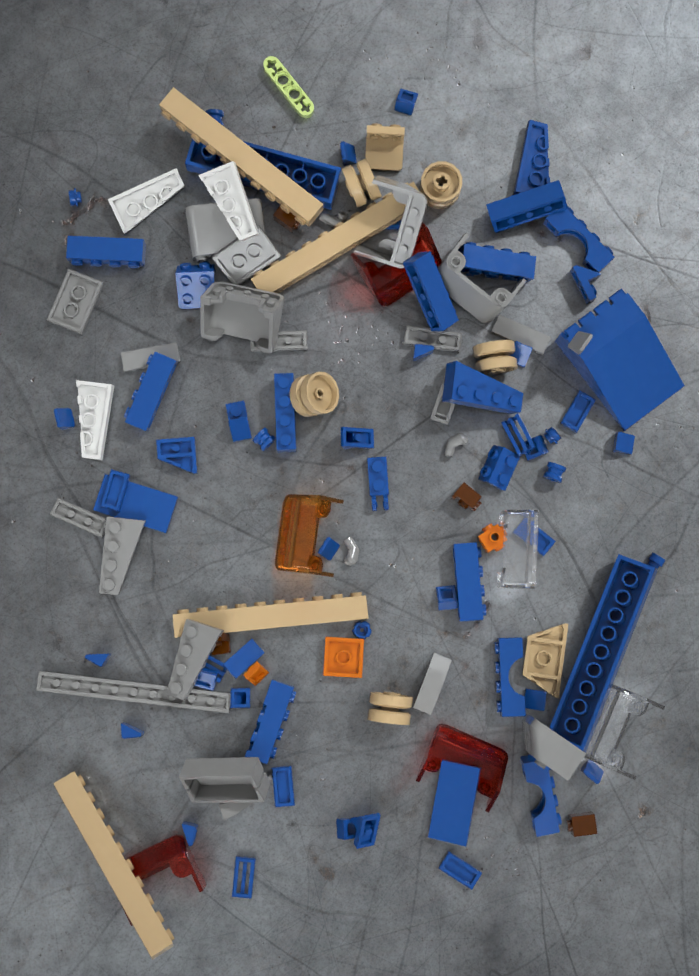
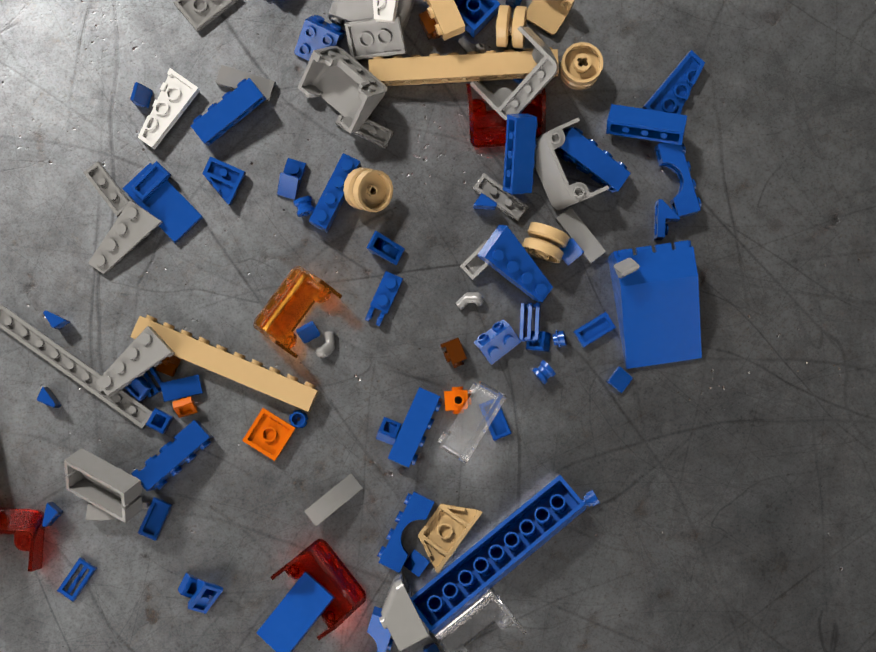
camera: 25 degrees right, 0 degrees up
(389, 711) = (281, 502): tan wheel -> none

